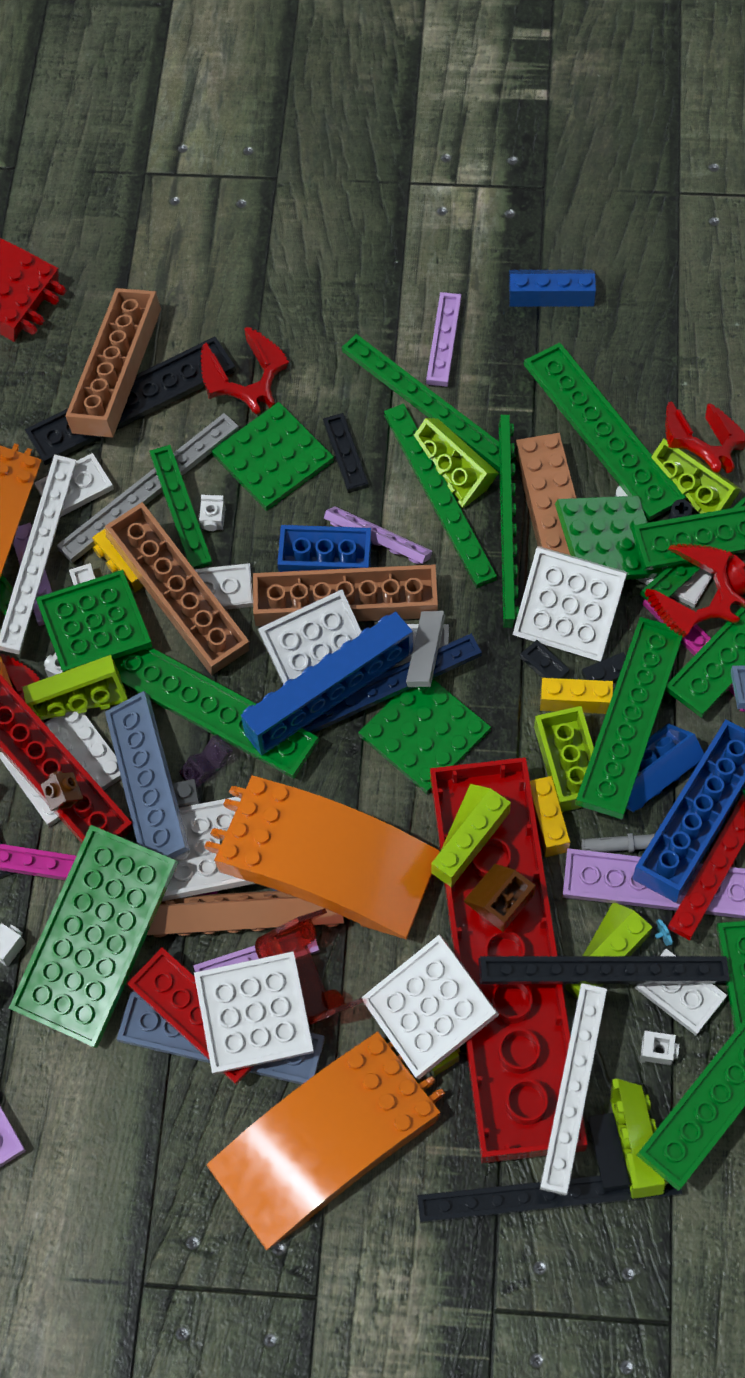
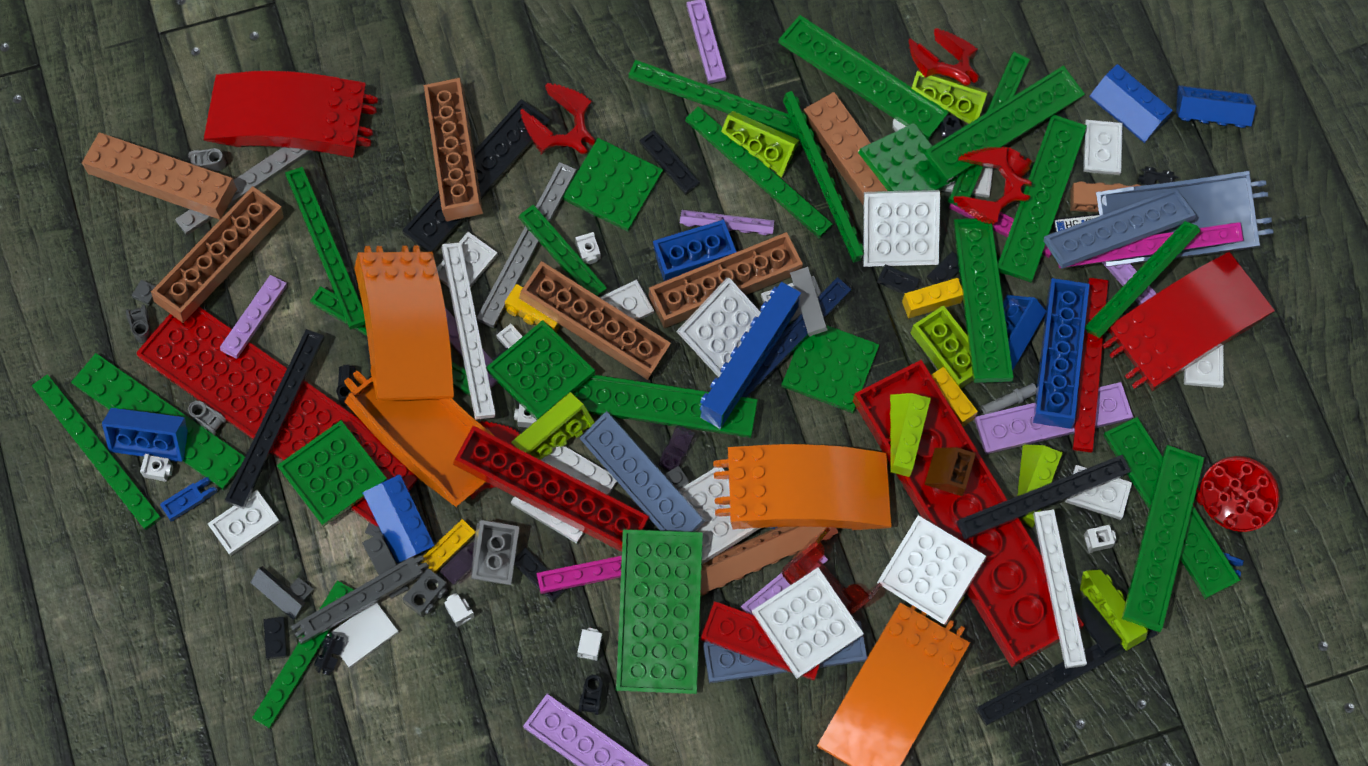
camera: 30 degrees left, 5 degrees up
(61, 791) = (590, 511): reddish brown brick -> none
(663, 932) = (1069, 453): medium azure plant -> none

